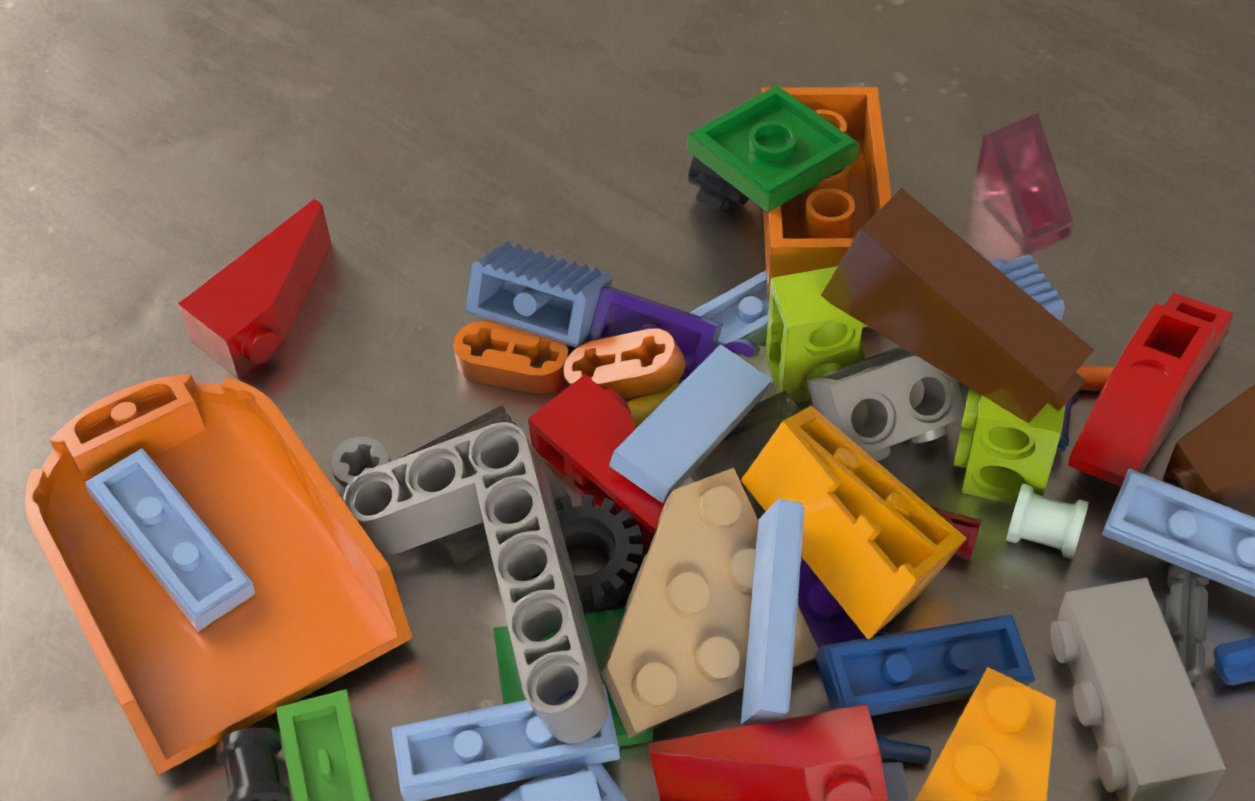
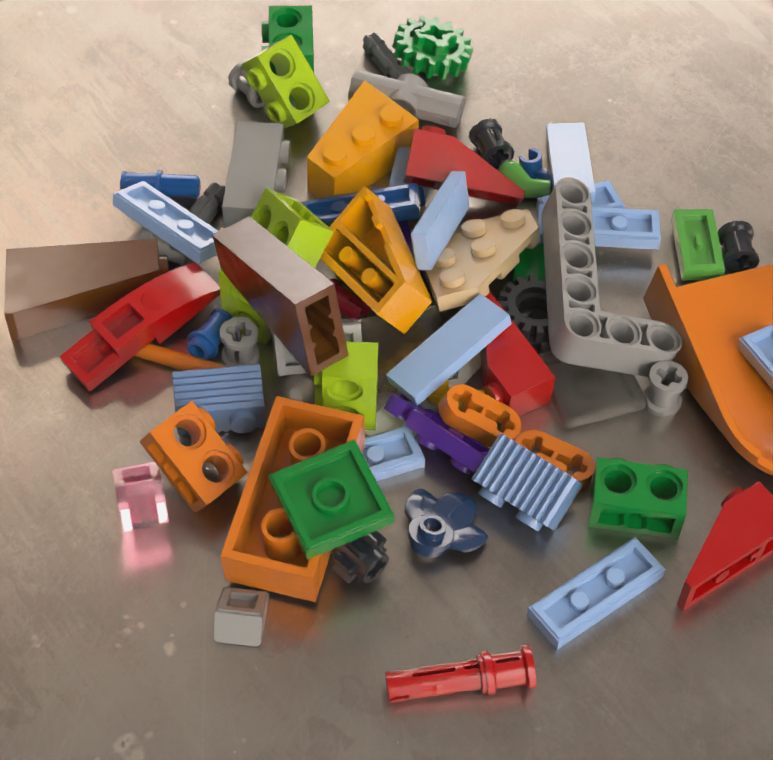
camera: 170 degrees left, 0 degrees up
(389, 319) = (637, 507): none -> green brick
(429, 224) = (595, 593): none -> light blue tile
(546, 104) = (483, 673): none -> pin
(637, 252) = (442, 523): none -> dark blue plate
(986, 203) = (184, 463): none -> orange brick
(1014, 542) = (292, 225): none -> lime brick

